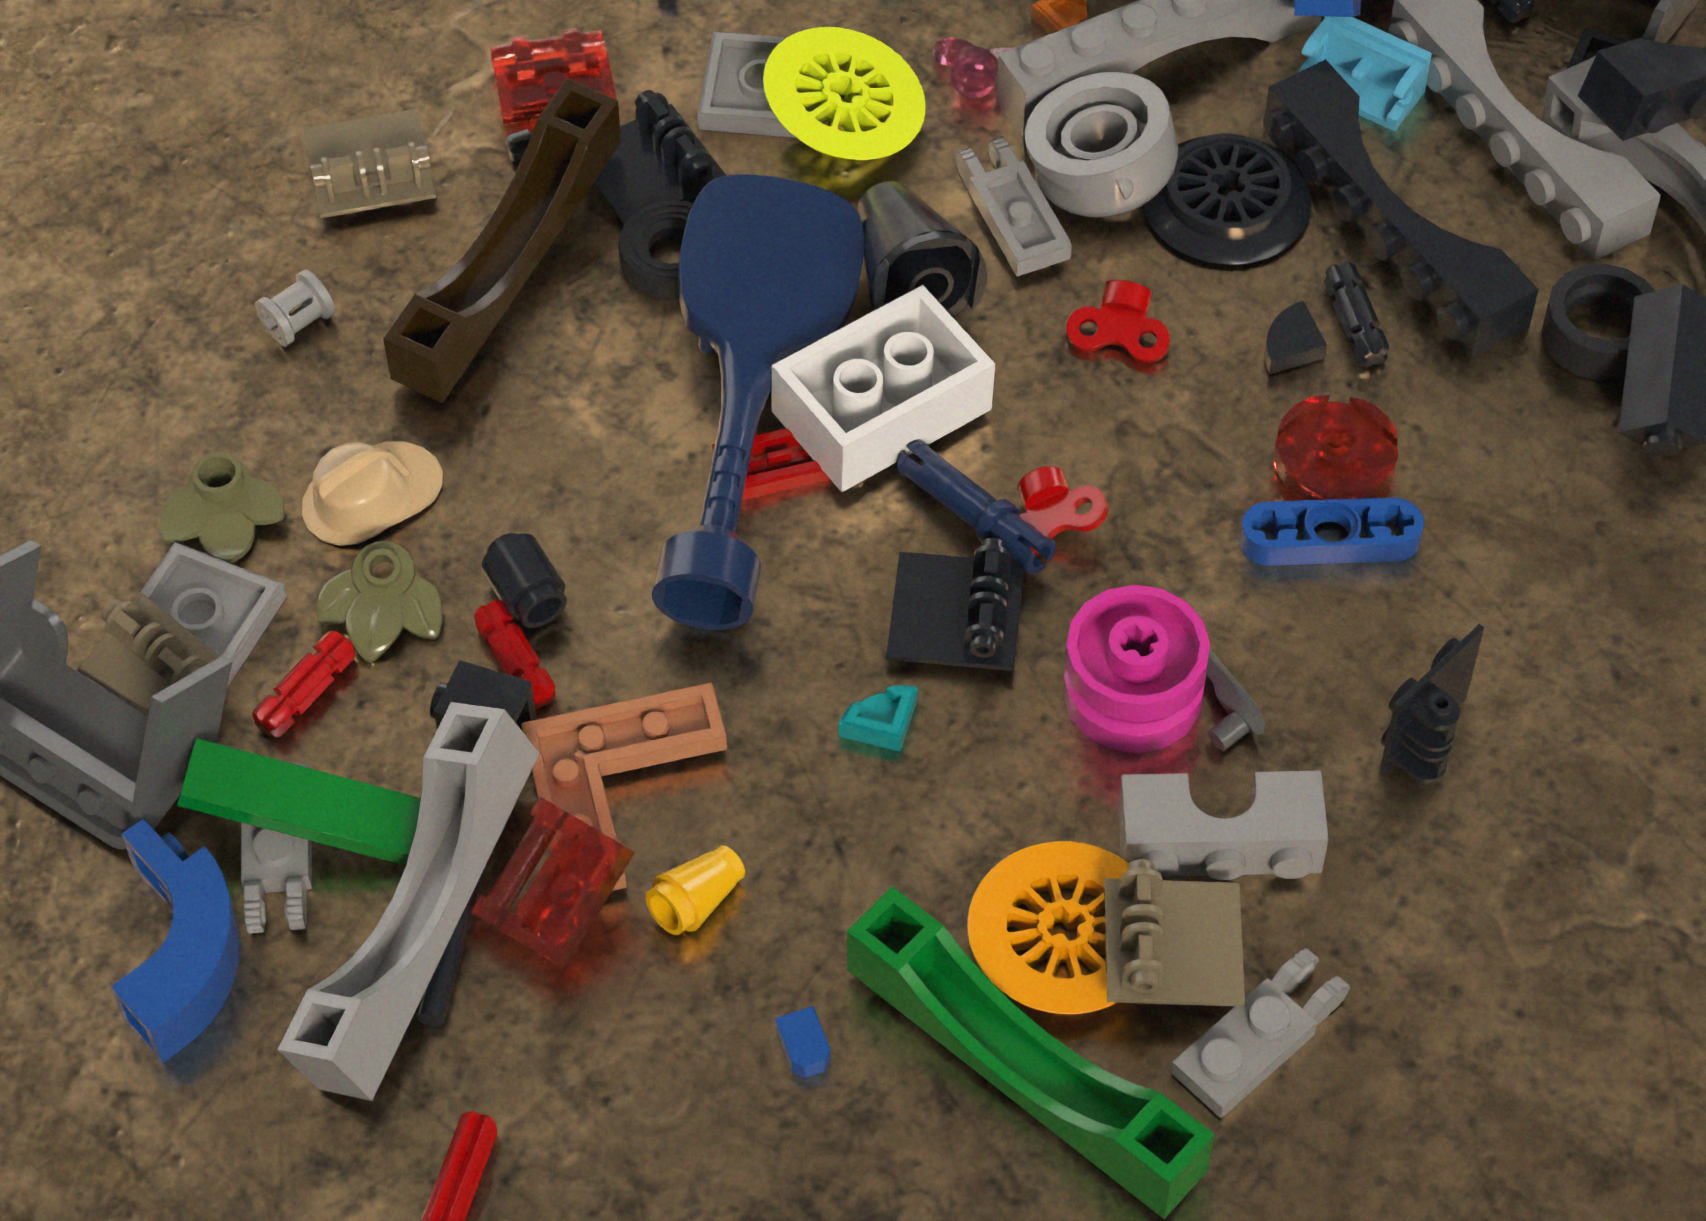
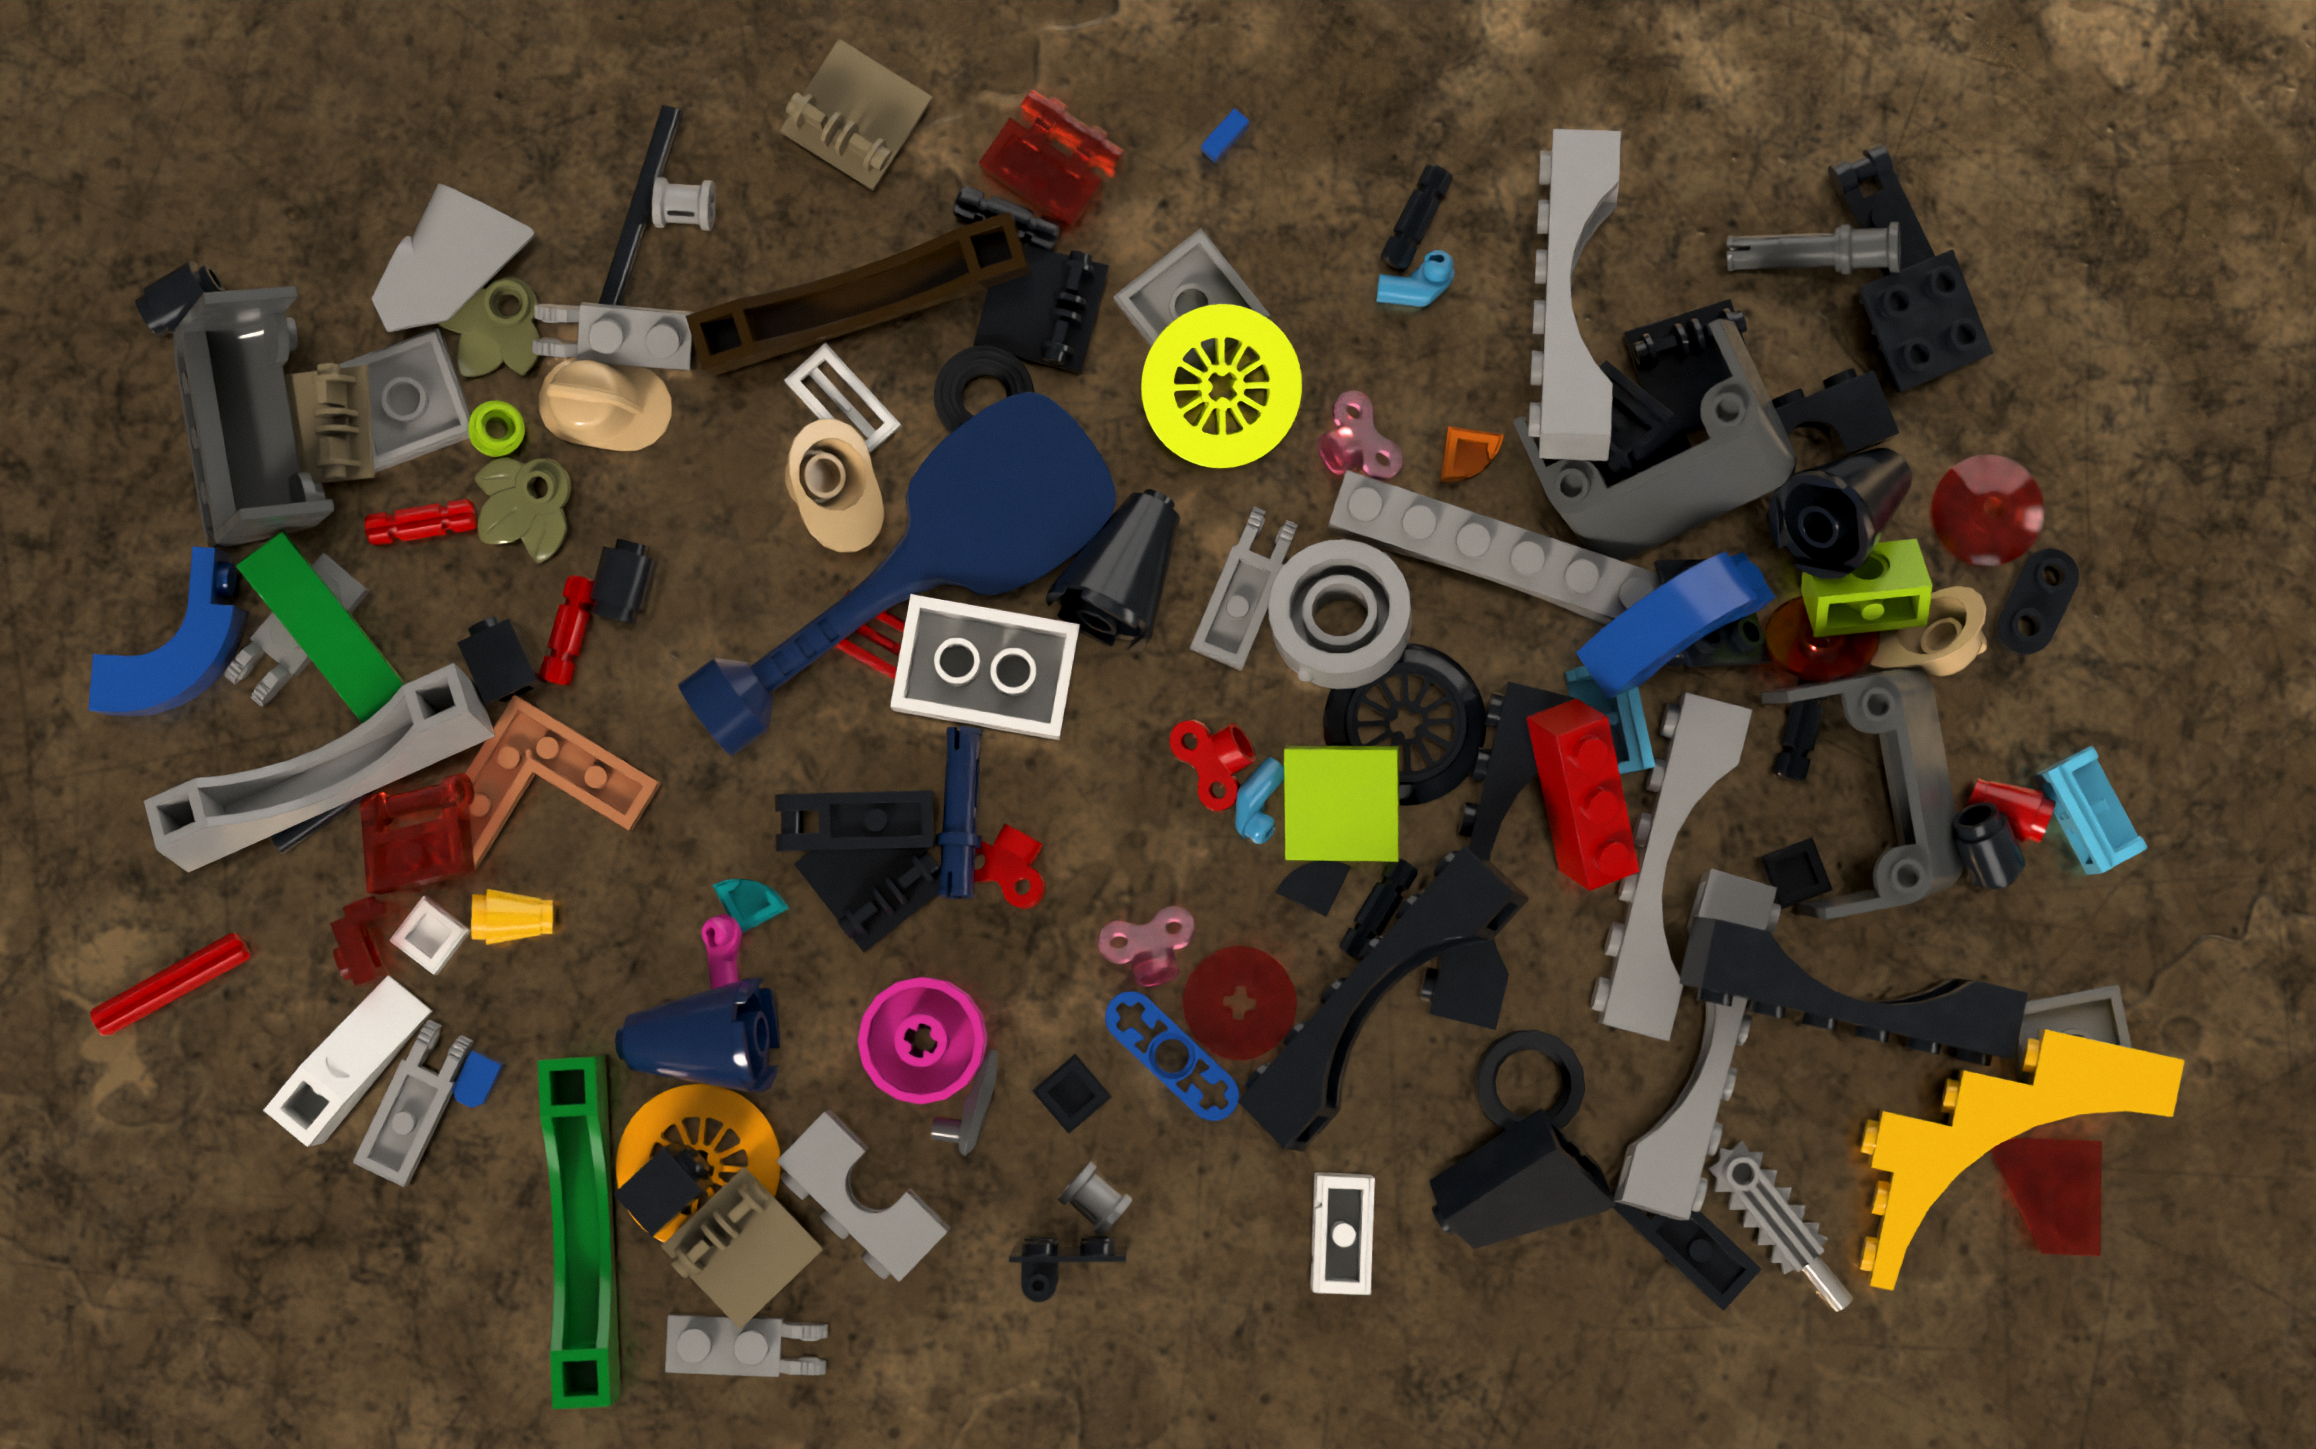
camera: 45 degrees right, 30 degrees up
(134, 479) = (446, 260): none -> light grey panel
(264, 351) = (640, 206): none -> black bar
(300, 565) = (507, 416): none -> lime plate
(350, 413) = (619, 335): none -> light grey hinge
(566, 347) = (875, 438): none -> white tile
(585, 1020) = (357, 952): none -> clear red bracket
(618, 377) = (835, 485): none -> tan piece
(640, 970) = (430, 935): none -> white tile
(680, 1120) = (347, 1063): none -> white slope
(775, 1110) = (411, 1109): none -> light grey hinge
(898, 762) = (722, 941): none -> dark pink arm
(901, 572) = (857, 821): none -> black plate
(963, 816) = (707, 1037): none -> dark blue cone
(1061, 941) = (665, 1187): none -> black brick
(1177, 317) = (1252, 798): none -> dark azure arm
(1229, 476) = (1149, 946): none -> clear pink piece
(1247, 263) = (1342, 803): none -> lime tile
(1290, 624) = (1072, 1093): none -> black tile
(1392, 665) = (1095, 1199): none -> light grey bush
(1408, 97) = (1583, 794): none -> red brick
(1420, 223) = (1305, 1082): none -> black arch
(1605, 513) = (1342, 1233): none -> white brick

